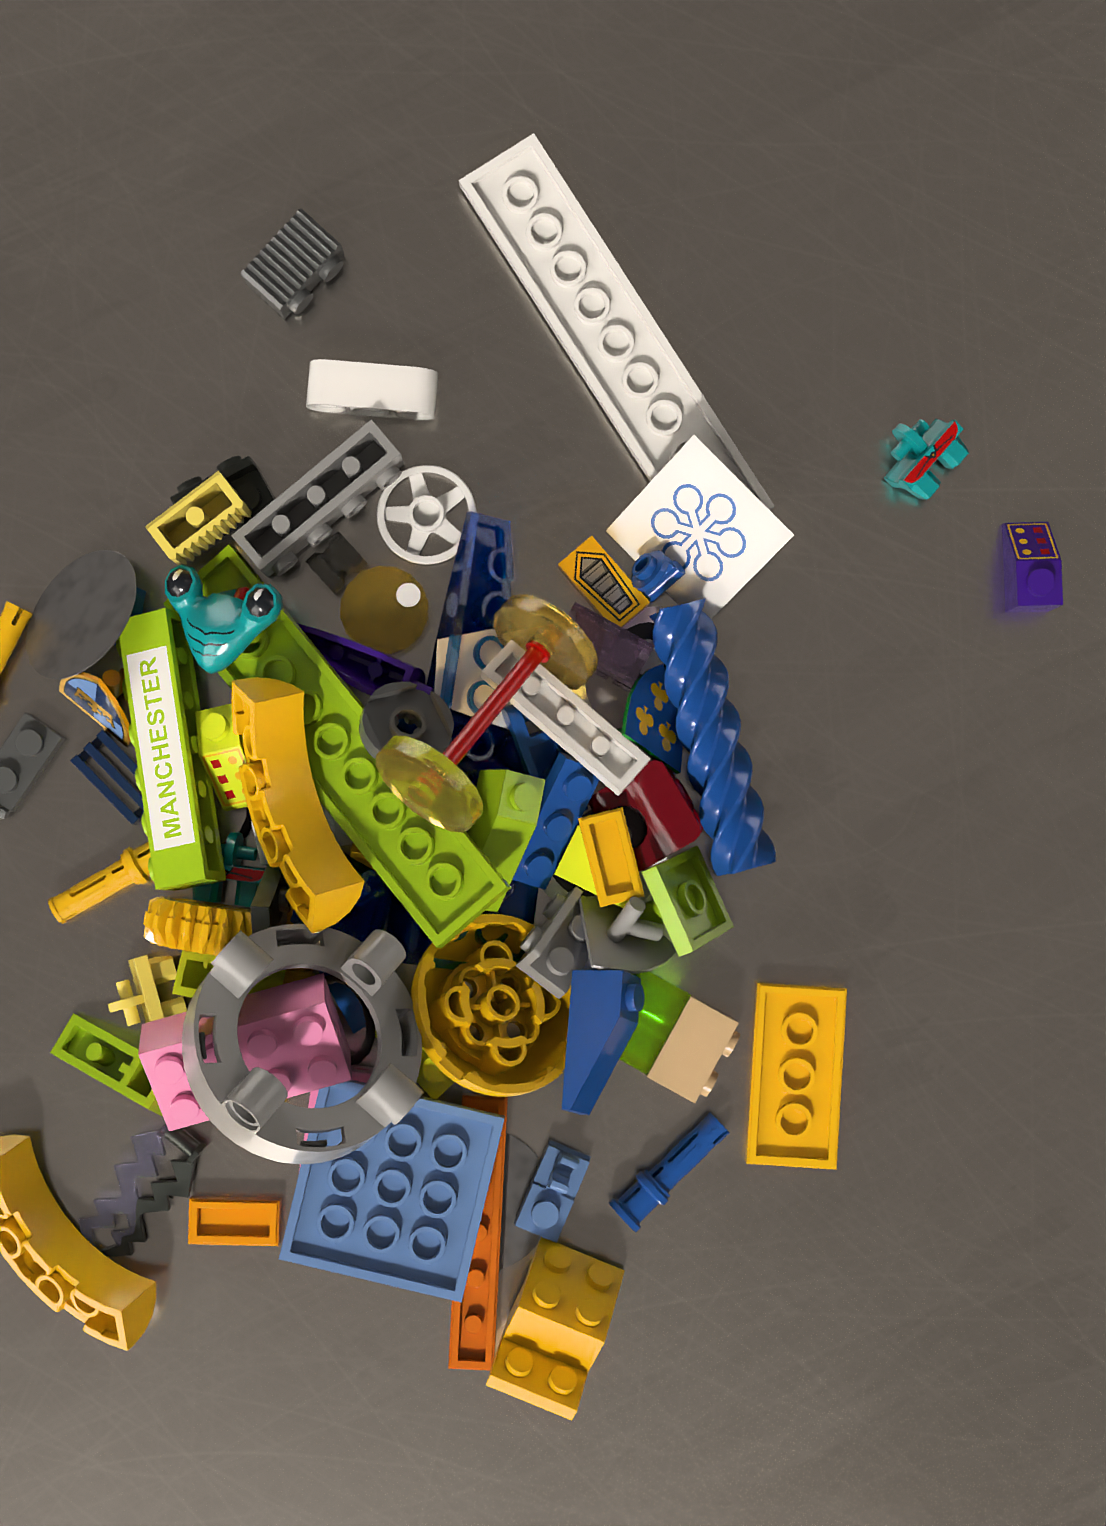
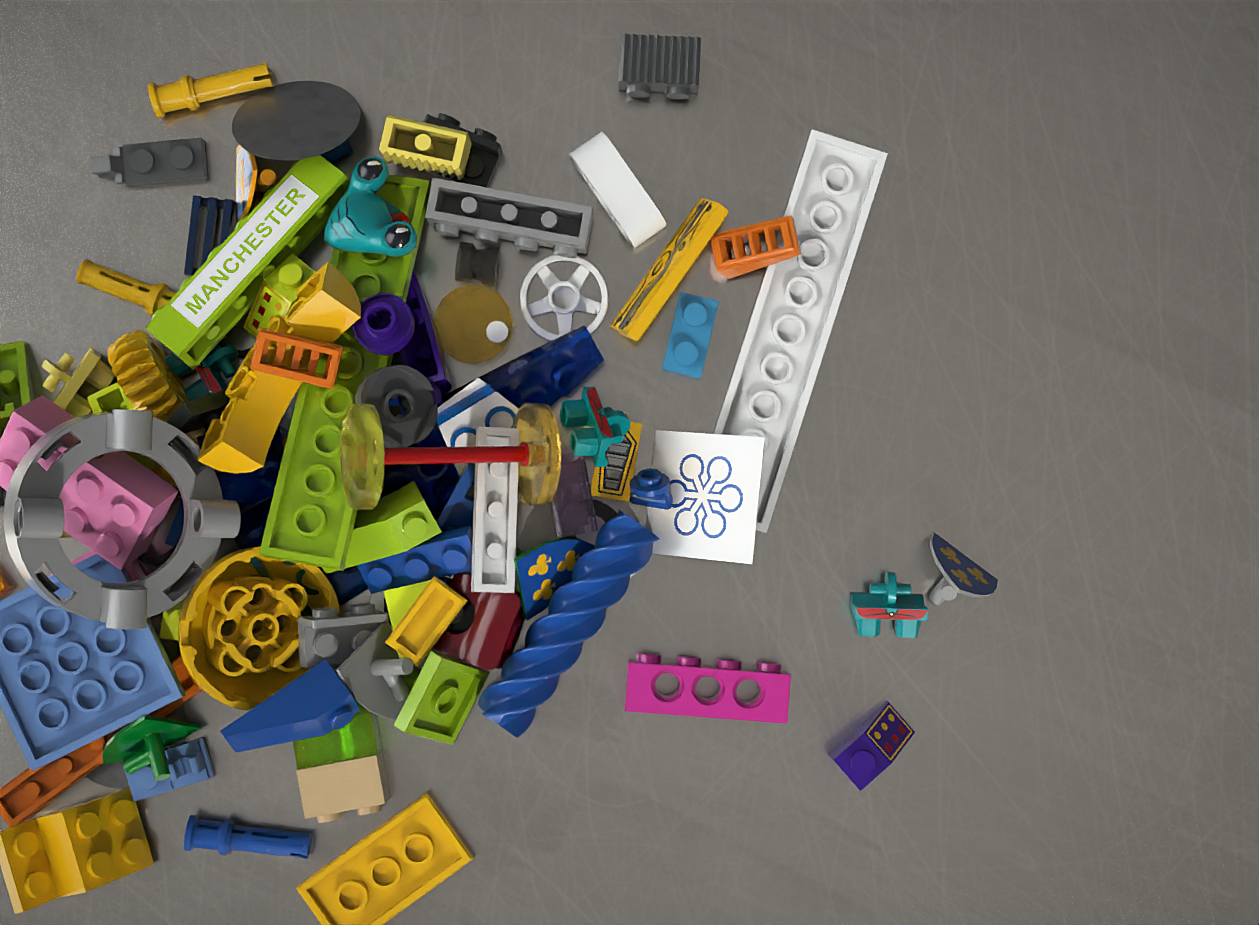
camera: 50 degrees right, 0 degrees up
(323, 750) = (293, 372): none -> orange slope
(327, 678) = (384, 324): none -> dark purple plate
(477, 401) = (669, 269): none -> yellow tile
(516, 1190) = (144, 744): none -> green shield
(534, 317) = (752, 233): none -> orange slope
(549, 432) = (690, 335): none -> dark azure plate
(563, 572) = (598, 426): none -> teal hips
(923, 625) = (768, 706): none -> dark pink brick
(945, 369) = (959, 574): none -> shield

